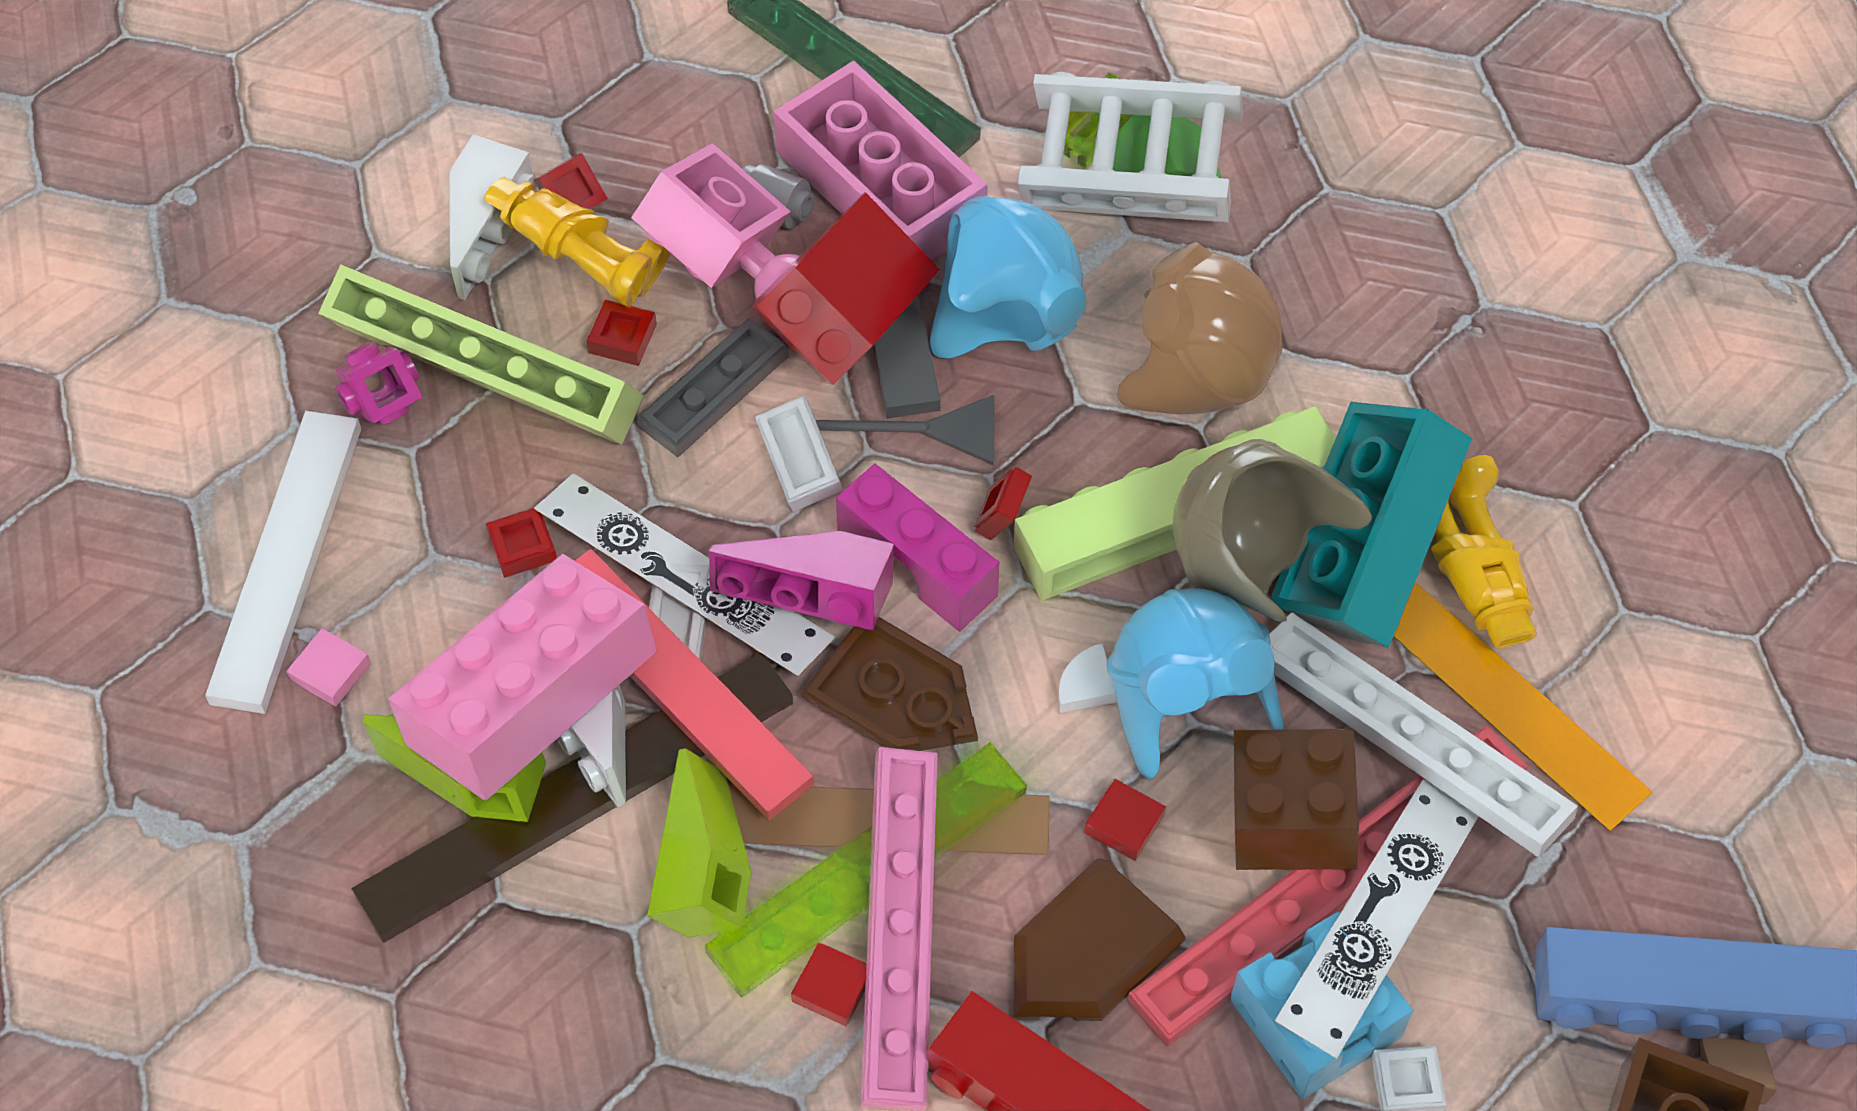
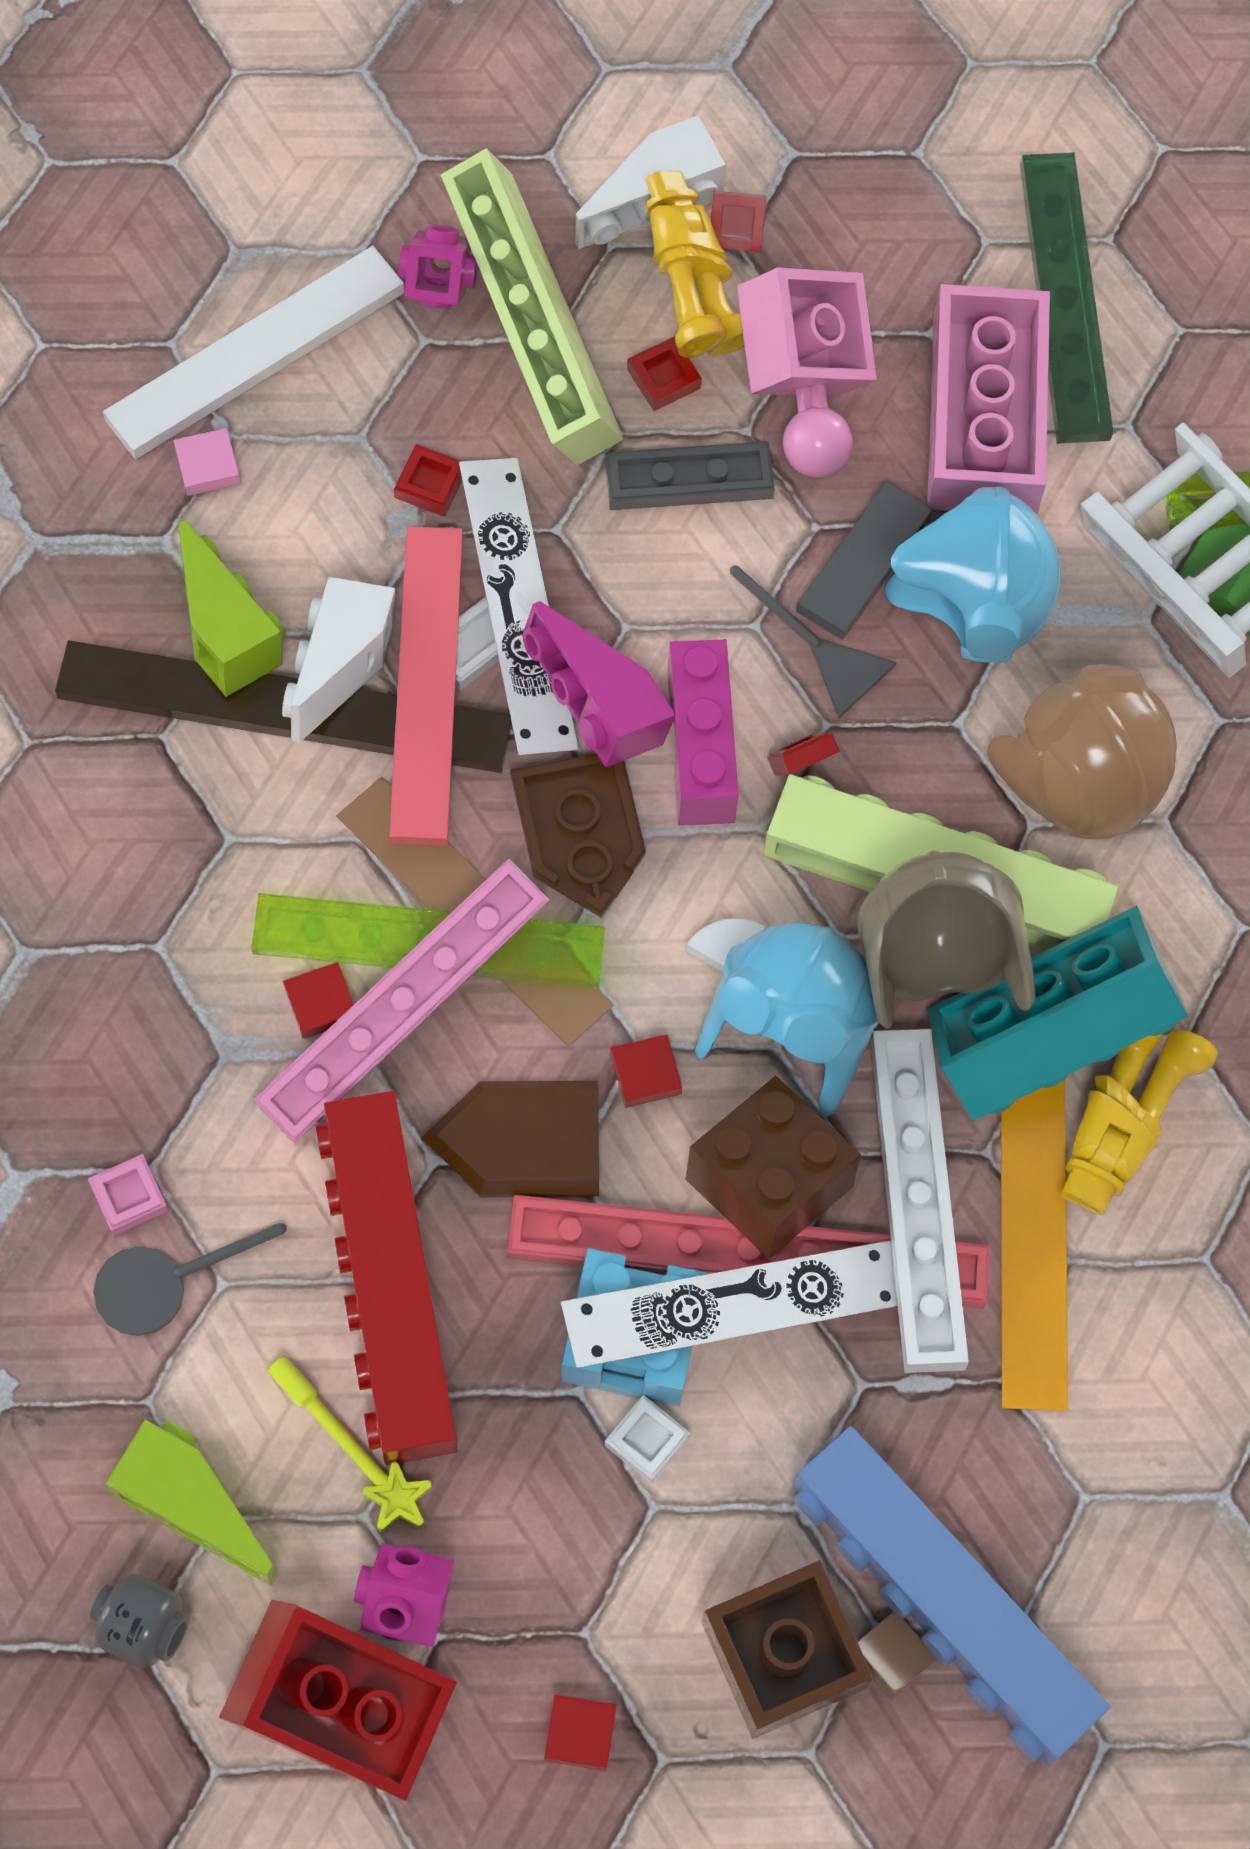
camera: 40 degrees right, 10 degrees up
(523, 676) = (304, 585): bright pink brick -> none
(702, 855) = (319, 823): lime slope -> none
(786, 188) = (894, 355): light grey brick -> none
(799, 453) = (697, 583): white tile -> none
(846, 289) = (845, 481): red slope -> none

